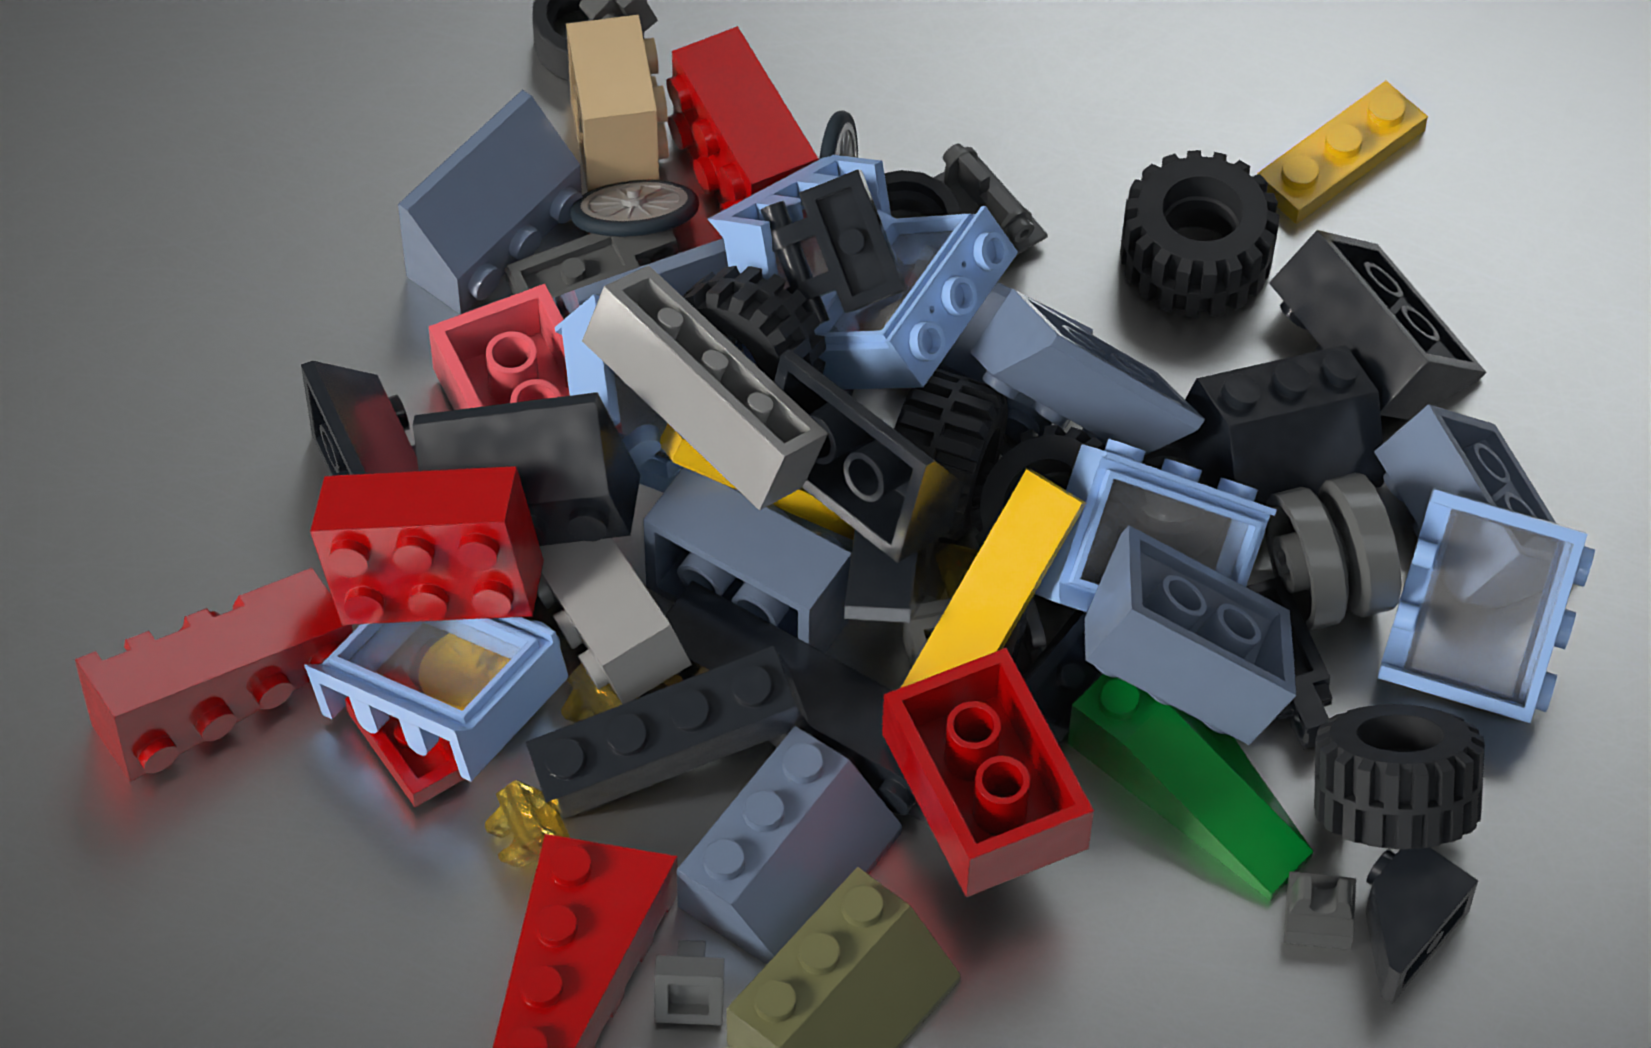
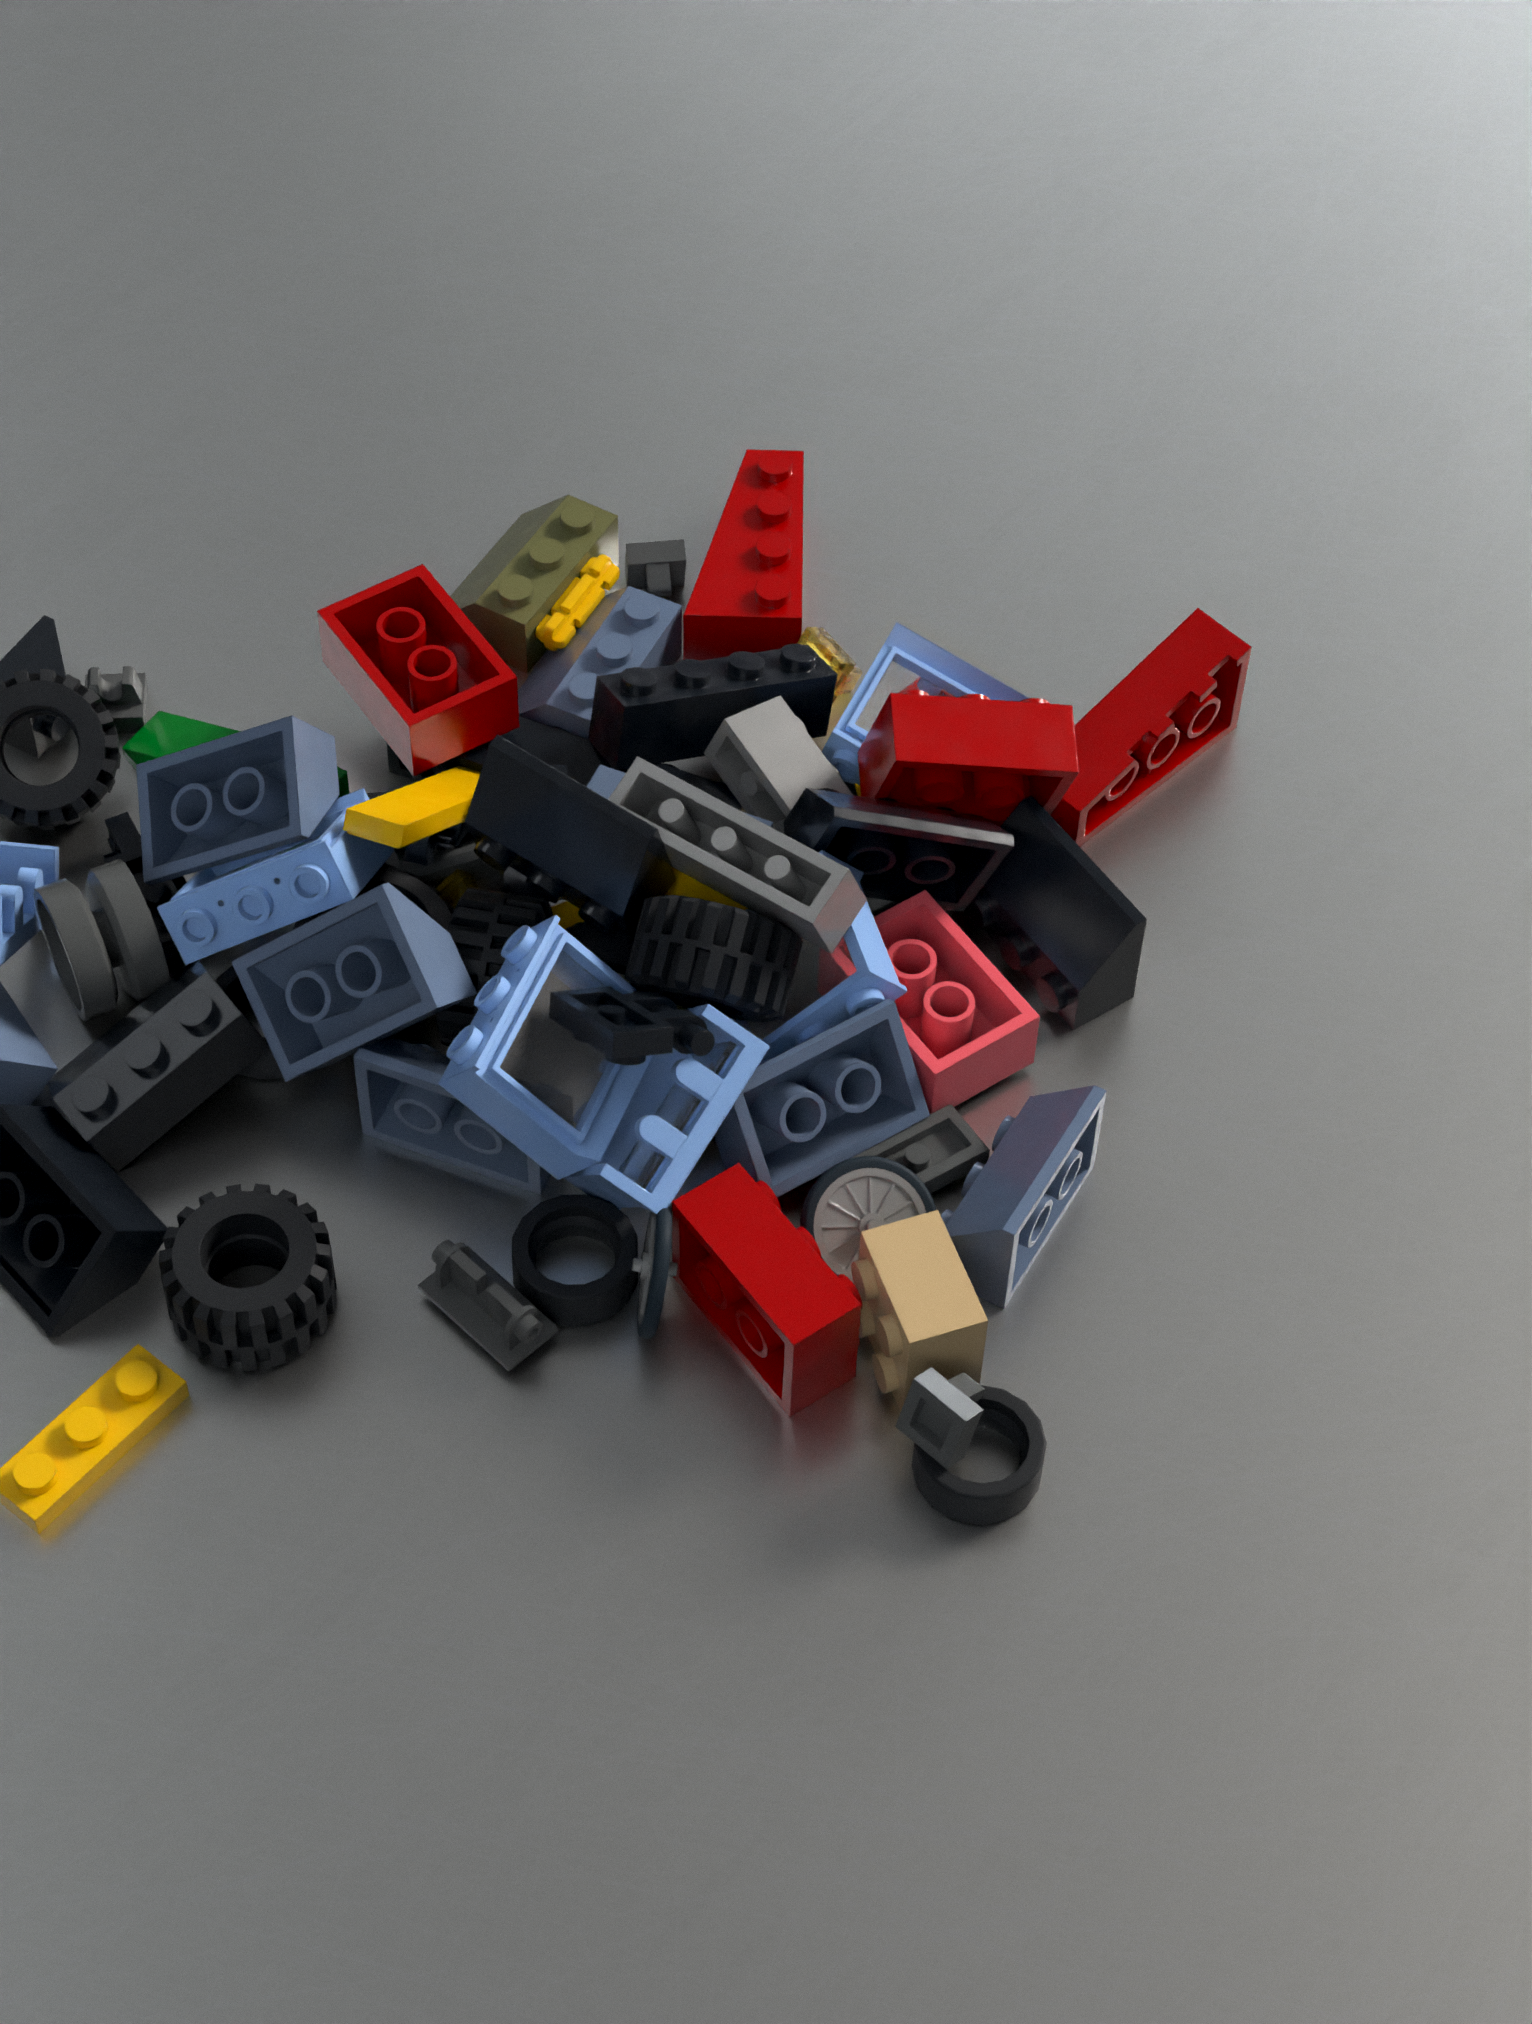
camera: 170 degrees right, 5 degrees down
(786, 920) = (577, 602): none -> yellow axle

